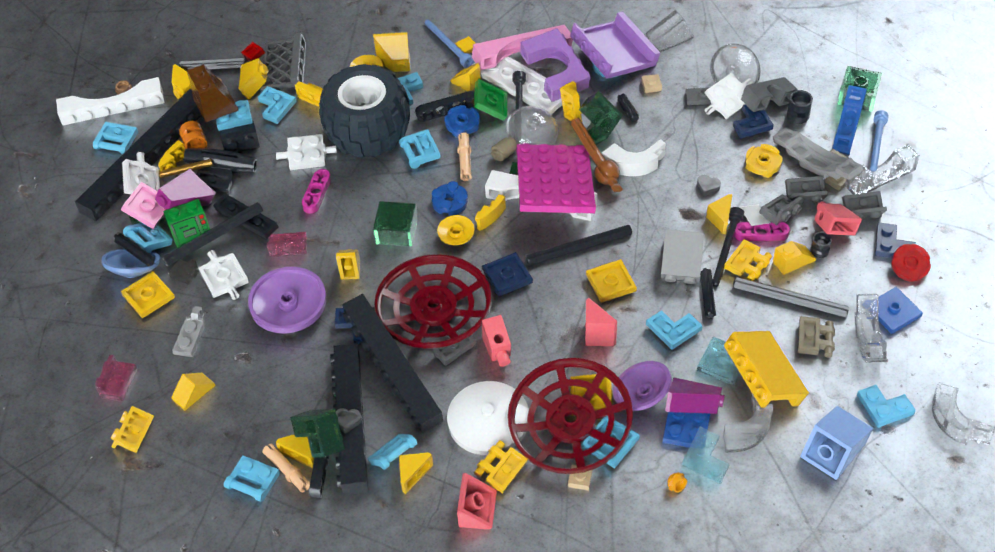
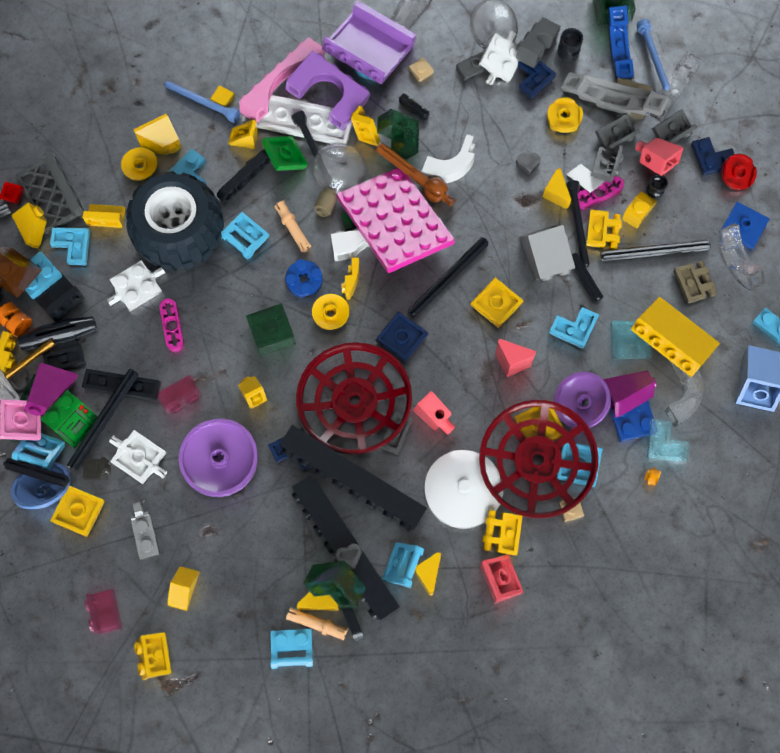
camera: 30 degrees left, 20 degrees up
(461, 112) = (267, 177): blue plate -> none

